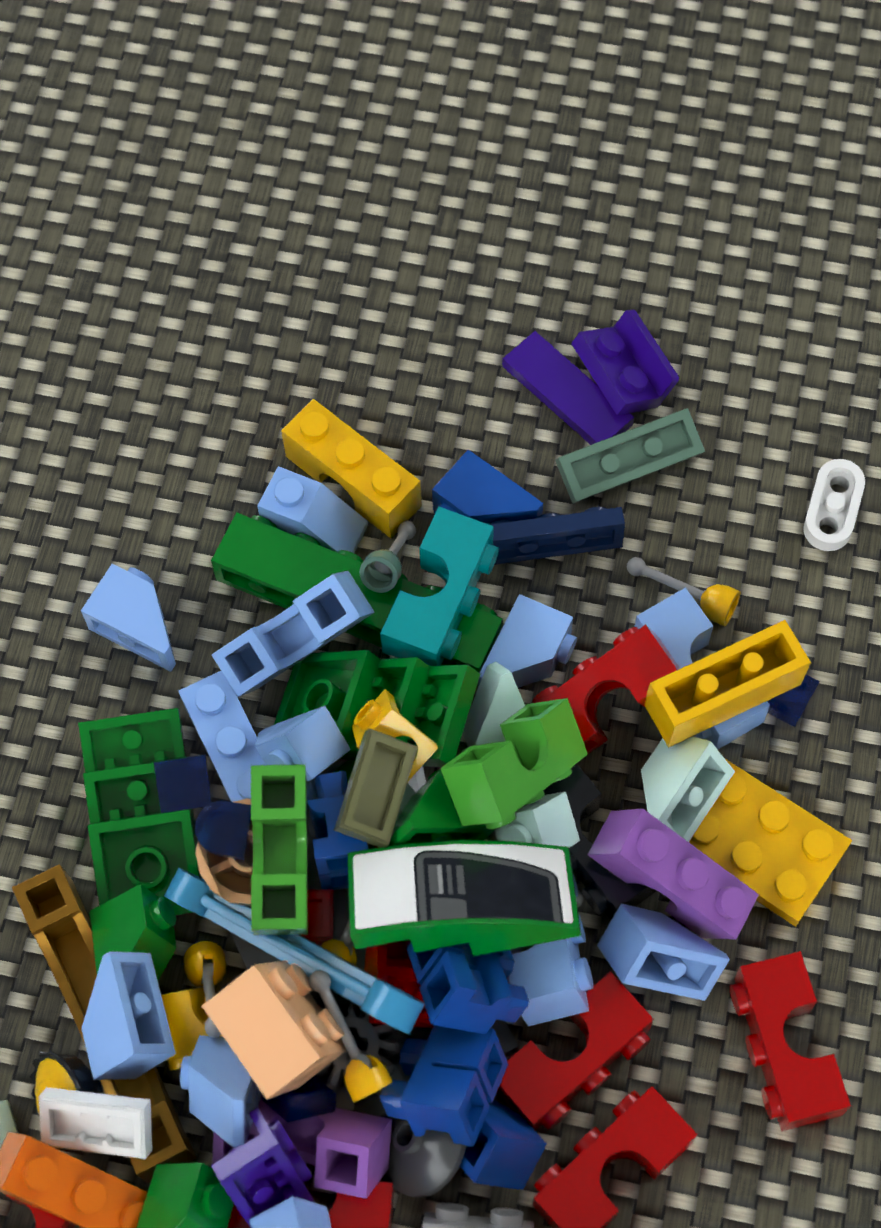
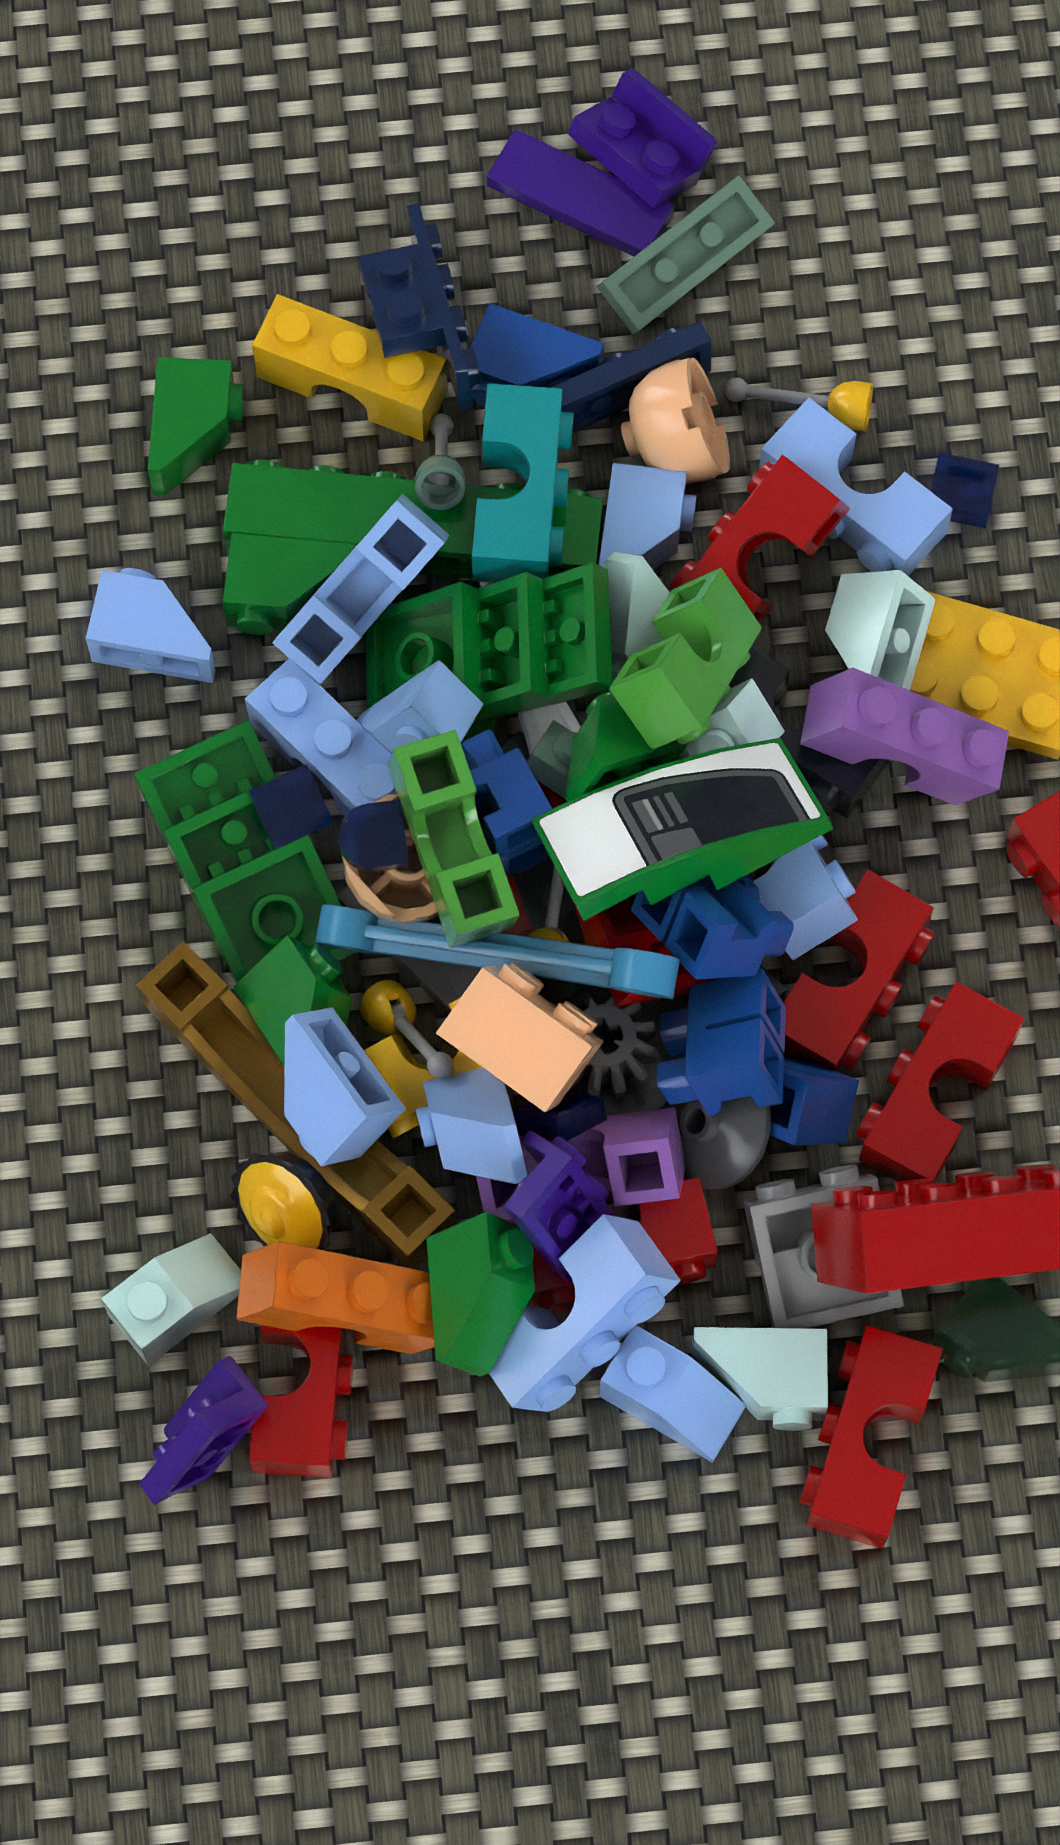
camera: 20 degrees left, 5 degrees up
(96, 1122) = (344, 1209): white plate -> none
(221, 472) = (190, 417): none -> green slope
(235, 604) = (275, 578): none -> green slope
(311, 508) = (319, 431): light blue slope -> none
(364, 1072) = (632, 1060): hinge -> none
(376, 788) = (539, 735): olive tile -> none
(384, 717) = (513, 661): yellow bracket -> none
(408, 434) = (412, 305): none -> dark blue bracket
(578, 578) = (675, 422): none -> light nougat cylinder
(660, 954) = (916, 833): light blue slope -> none
(726, 683) = (898, 496): yellow brick -> none
(834, 508) = (953, 249): white plate -> none

